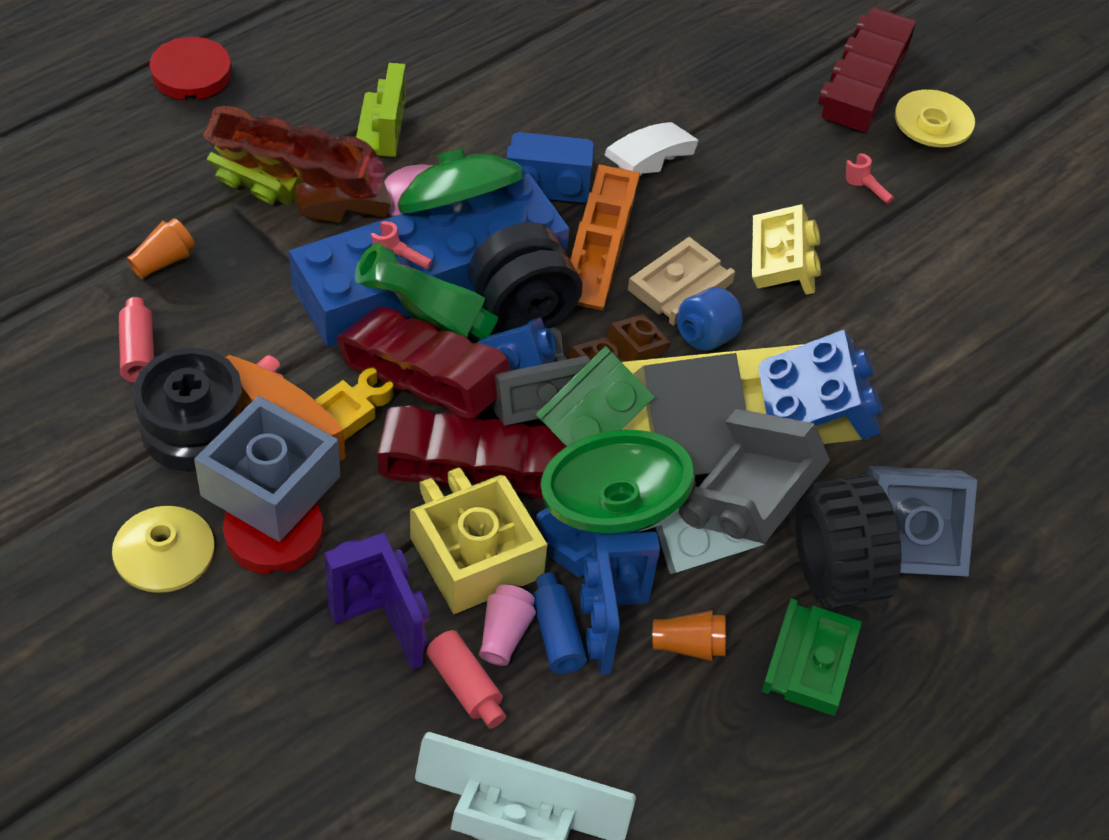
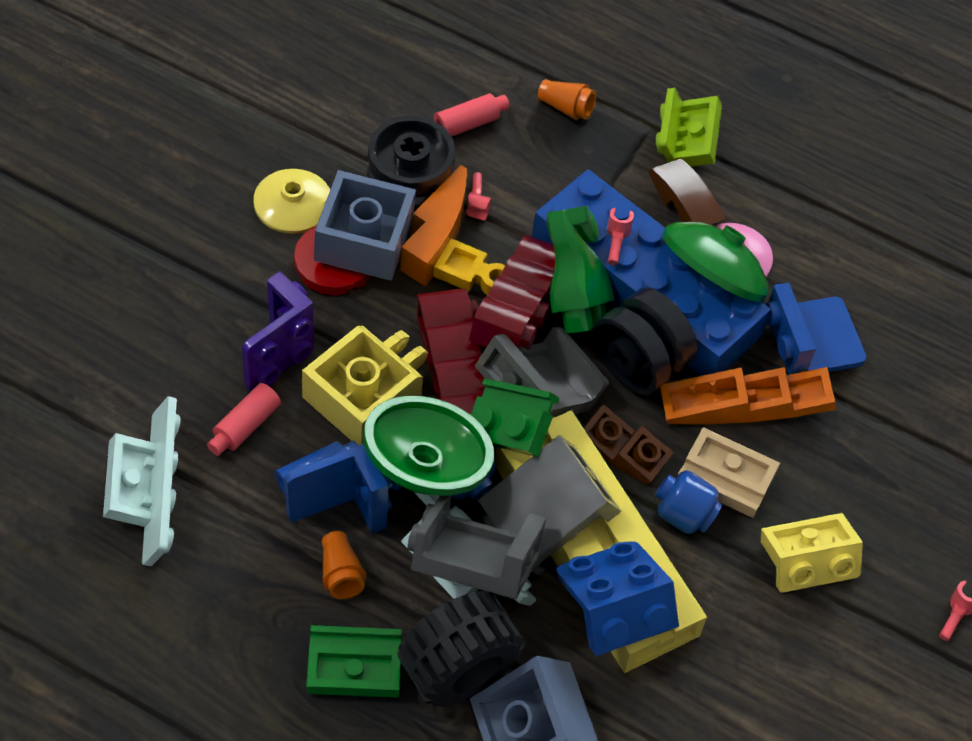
camera: 70 degrees right, 5 degrees up
(190, 68) = (784, 50): red tile -> none
(296, 152) = (690, 137): clear red brick -> none
(383, 112) = (800, 194): lime bracket -> none
(506, 620) = (303, 430): bright pink cone -> none
(525, 345) = (563, 360): blue bracket -> none
(648, 147) = (875, 401): white slope -> none

